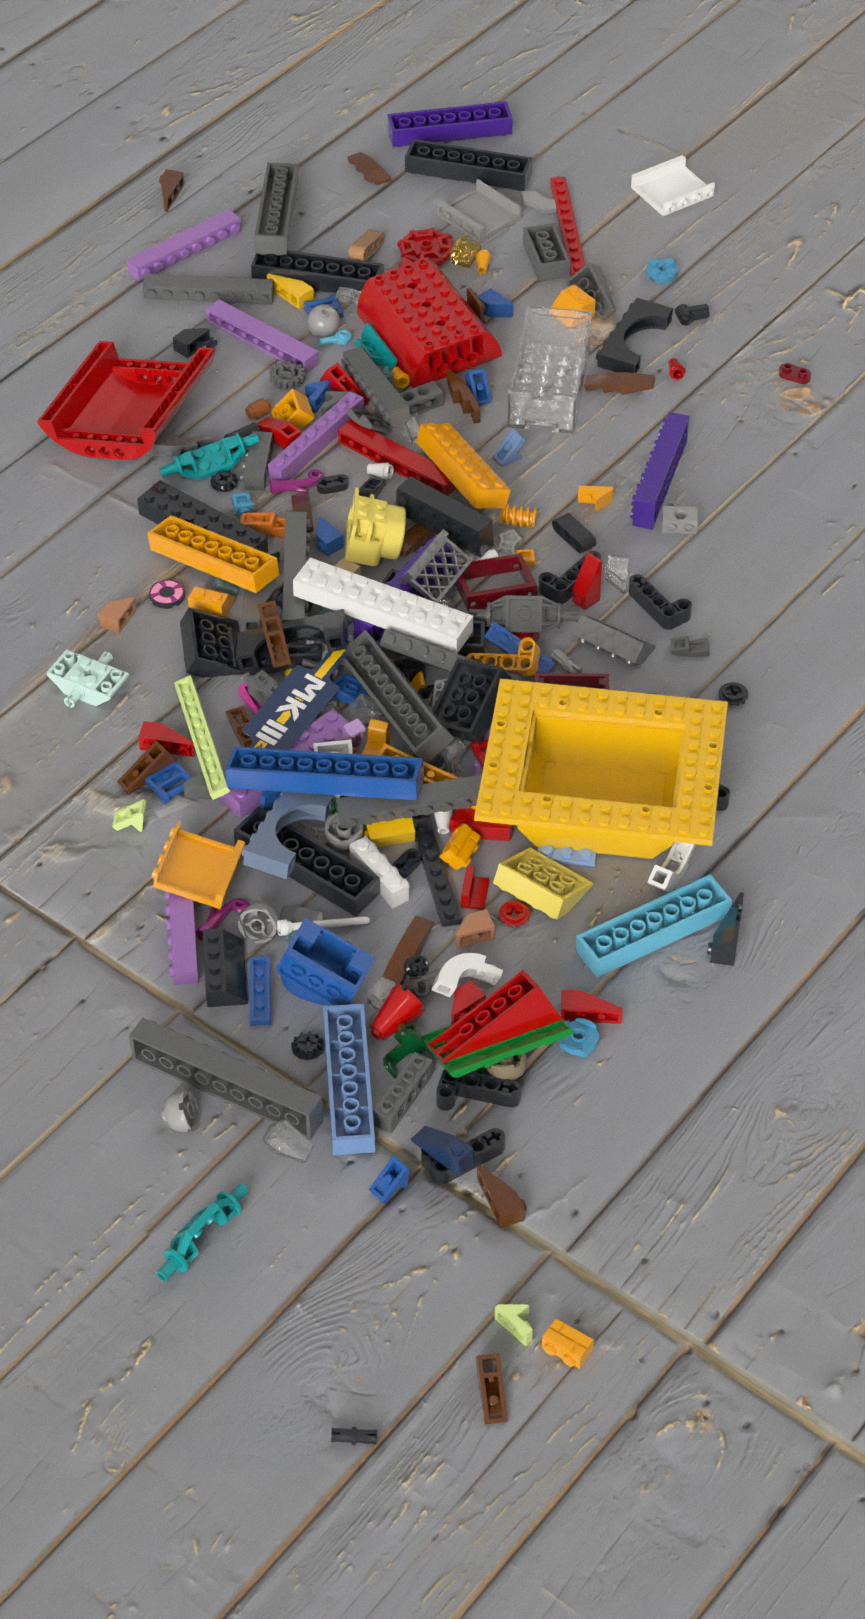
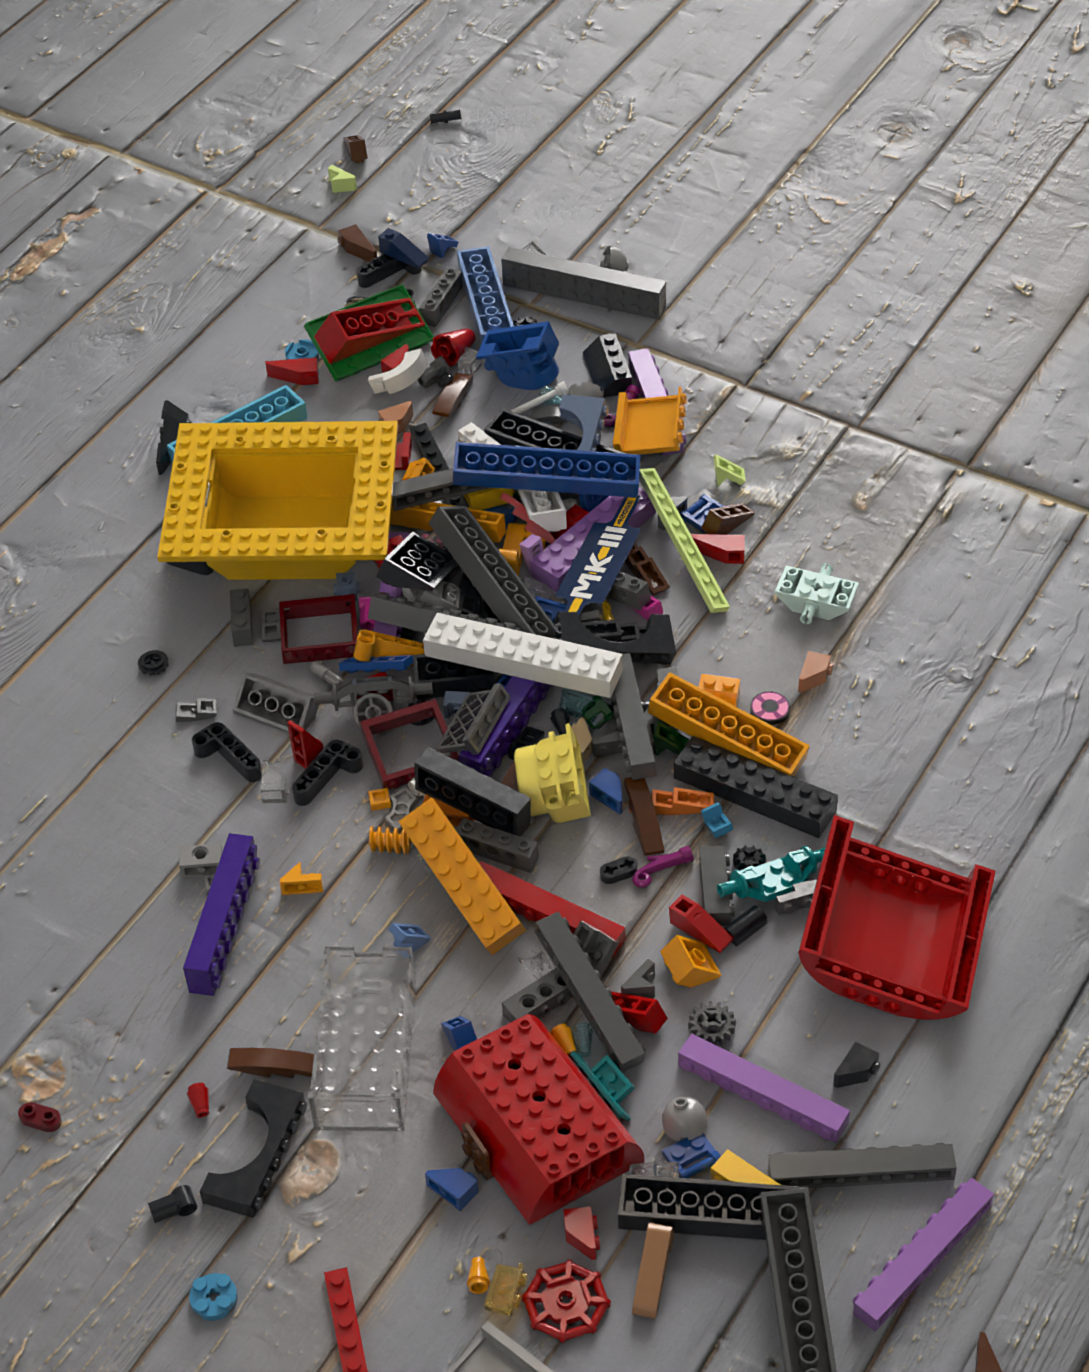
camera: 175 degrees right, 0 degrees up
(182, 1241) = (577, 200): teal plate -> none
(209, 343) = (832, 1059): black cone -> none
(209, 644) = (704, 647): black slope -> none
(258, 409) = (735, 965): dark orange brick -> none
(260, 991) = (573, 356): blue plate -> none
(274, 634) = (632, 629): reddish brown slope -> none
(314, 439) = (650, 923): medium lavender brick -> none
(316, 394) = (665, 995): blue slope -> none
(342, 337) = (654, 1106): medium azure plate -> none
(372, 486) = (575, 852): black slope -> none
(381, 470) = (565, 891): white cone -> none
(410, 1041) = (445, 320): dark green piece -> none
(461, 394) = (481, 1018): reddish brown slope -> none
(546, 252) = (385, 1293): dark grey brick -> none
(567, 1344) = (303, 172): light orange brick -> none
(574, 533) = (325, 830): black beam -> none
(575, 299) = (340, 1196): light orange slope -> none
(593, 282) = (311, 1234): dark grey wedge -> none

